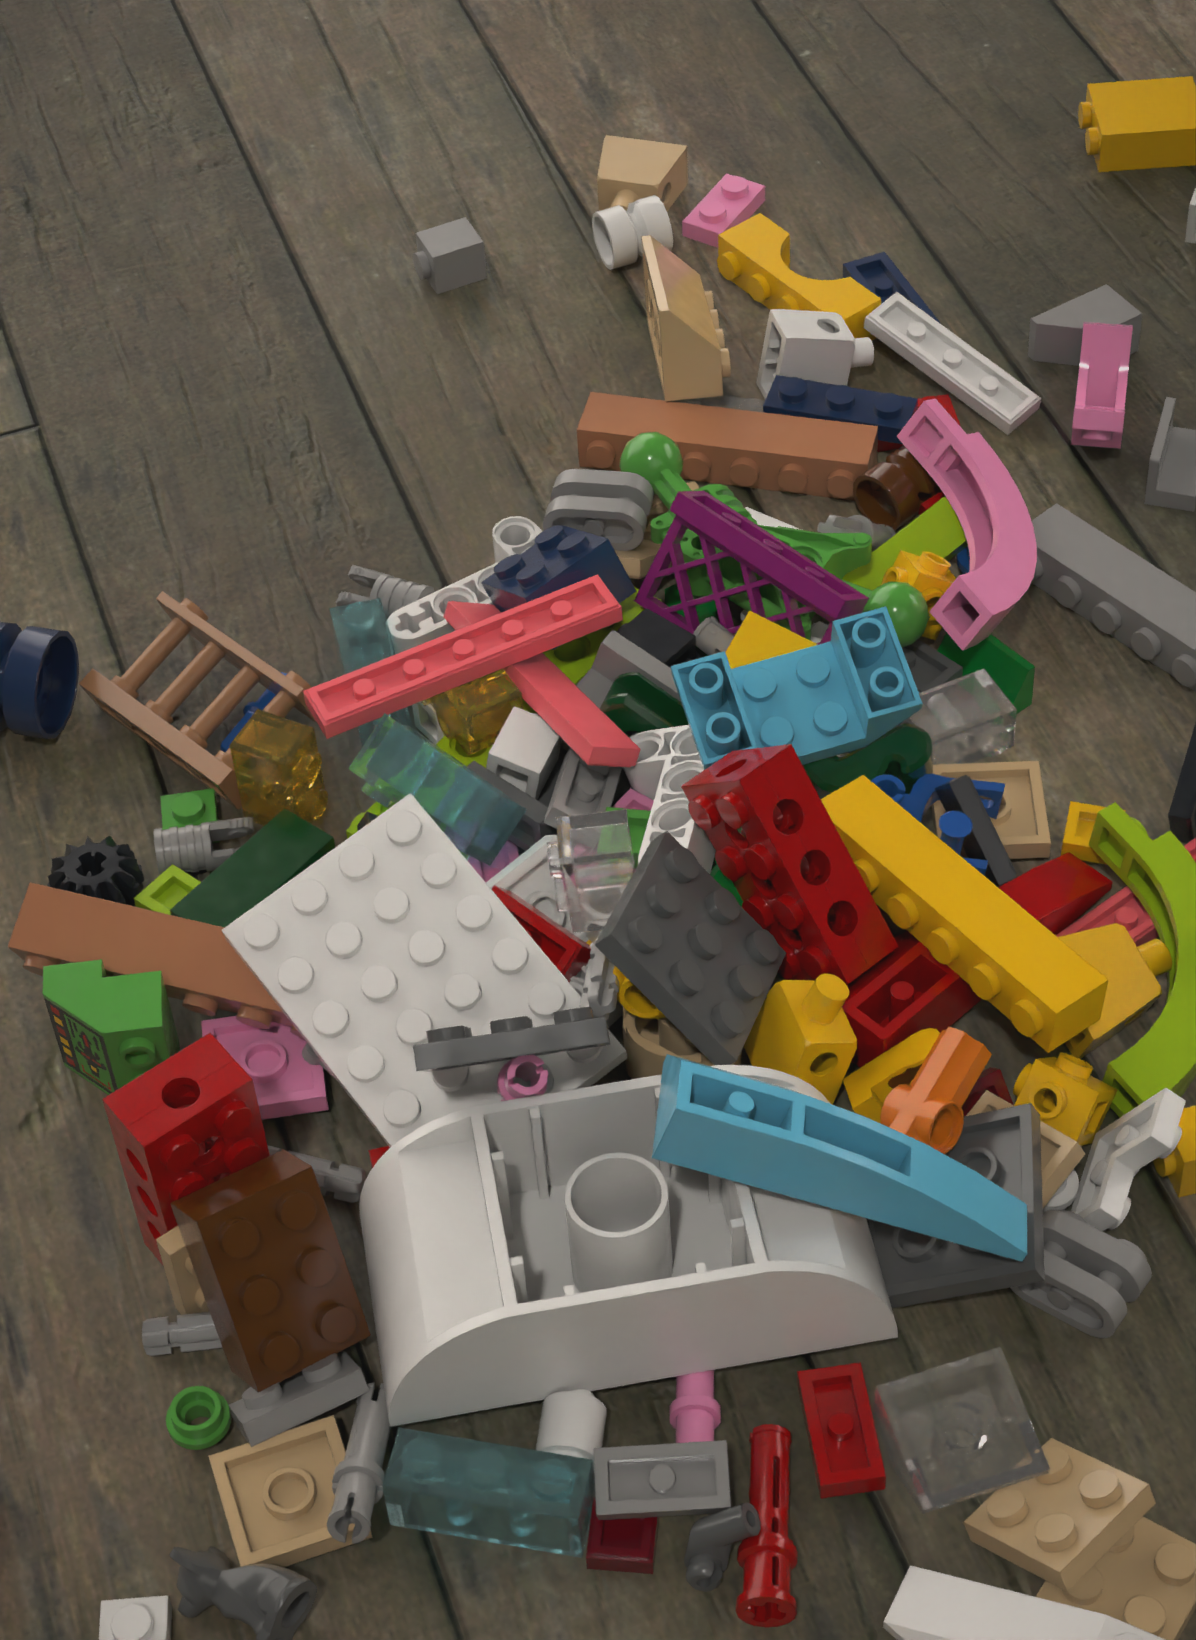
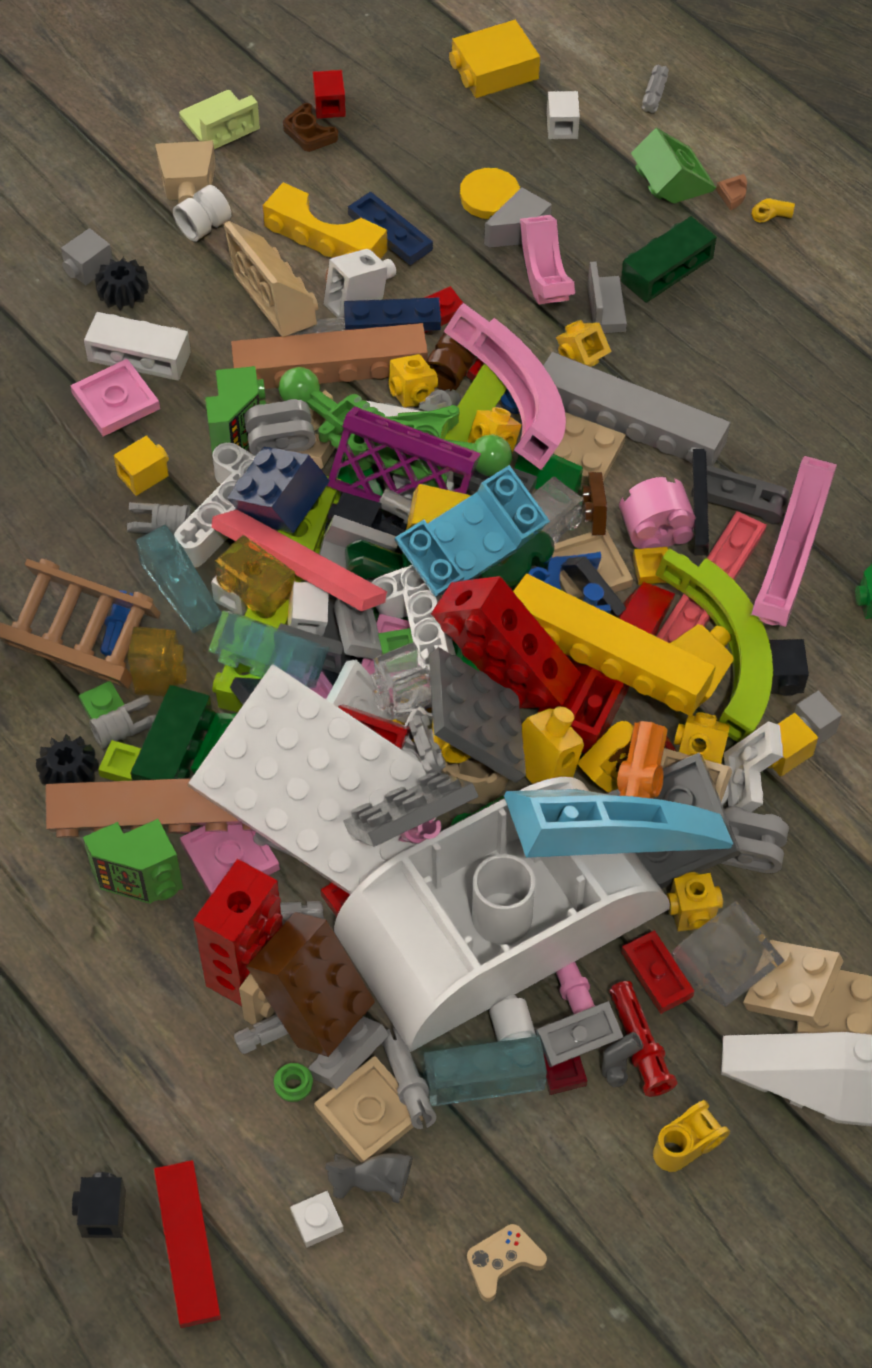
camera: 25 degrees left, 10 degrees up
(396, 523) = (141, 465): none -> yellow brick
(403, 433) = (115, 397): none -> bright pink plate
(462, 656) = (248, 557): coral tile -> none
(464, 376) = (147, 346): none -> white brick
(481, 296) = (121, 283): none -> black gear
(529, 470) = (237, 393): none -> bright green piece
(719, 128) = (222, 118): none -> yellowish green bracket
(722, 208) = (250, 180): bright pink plate -> none
(827, 491) = (411, 380): none -> yellow brick
(832, 167) = (305, 131): none -> reddish brown piece
(882, 124) = (329, 94): none -> red brick
(941, 1328) = (694, 900): none -> yellow brick
(952, 363) = (445, 263): white tile -> none
(1034, 722) = (595, 503): none -> reddish brown plate
(1055, 282) = (487, 191): none -> yellow tile
(1065, 649) = (590, 446): none -> tan plate
(1125, 756) = (658, 514): none -> bright pink brick
(1126, 501) = (583, 343): none -> yellow brick

